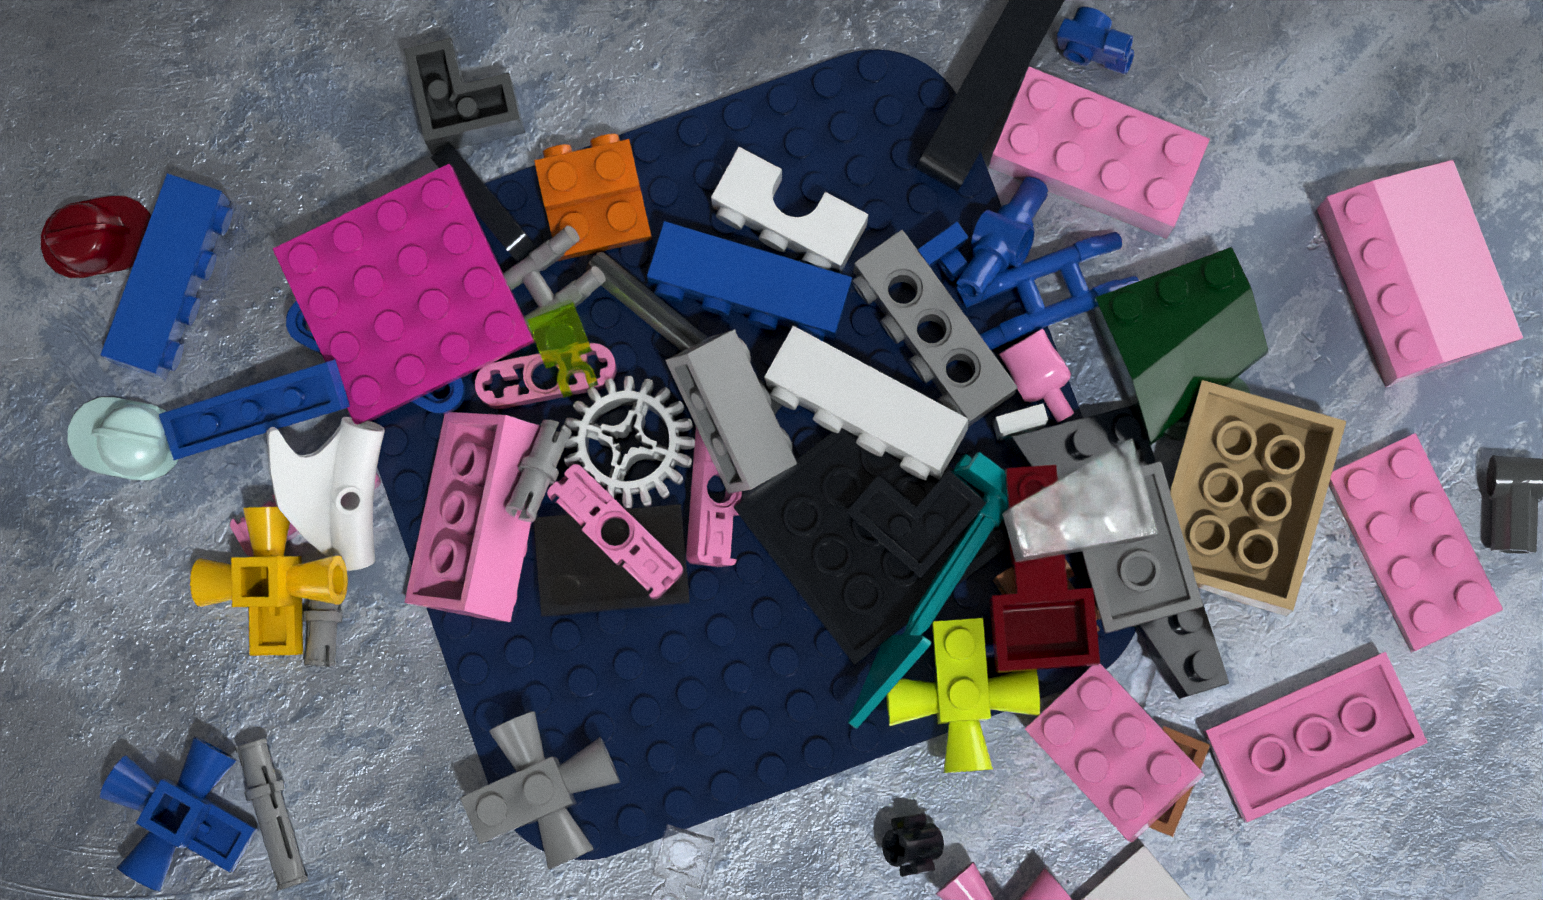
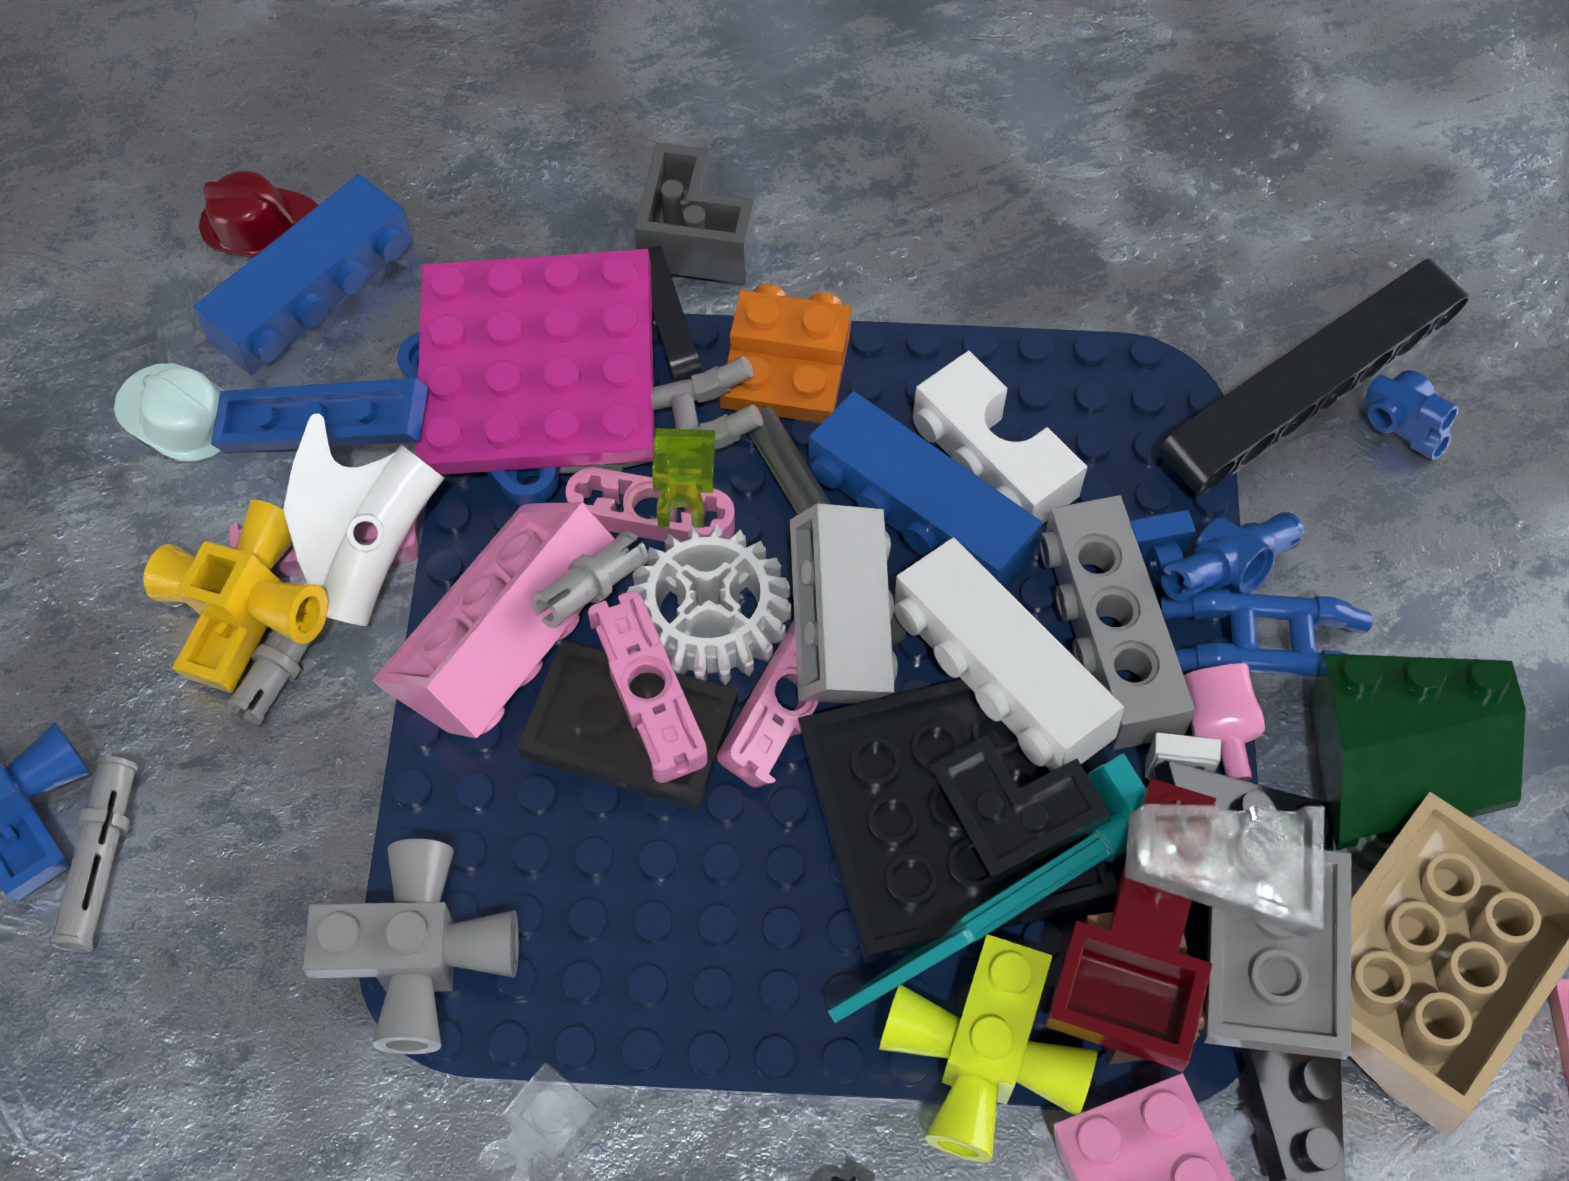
camera: 20 degrees right, 20 degrees down
(1099, 152) = (1379, 518): bright pink brick -> none

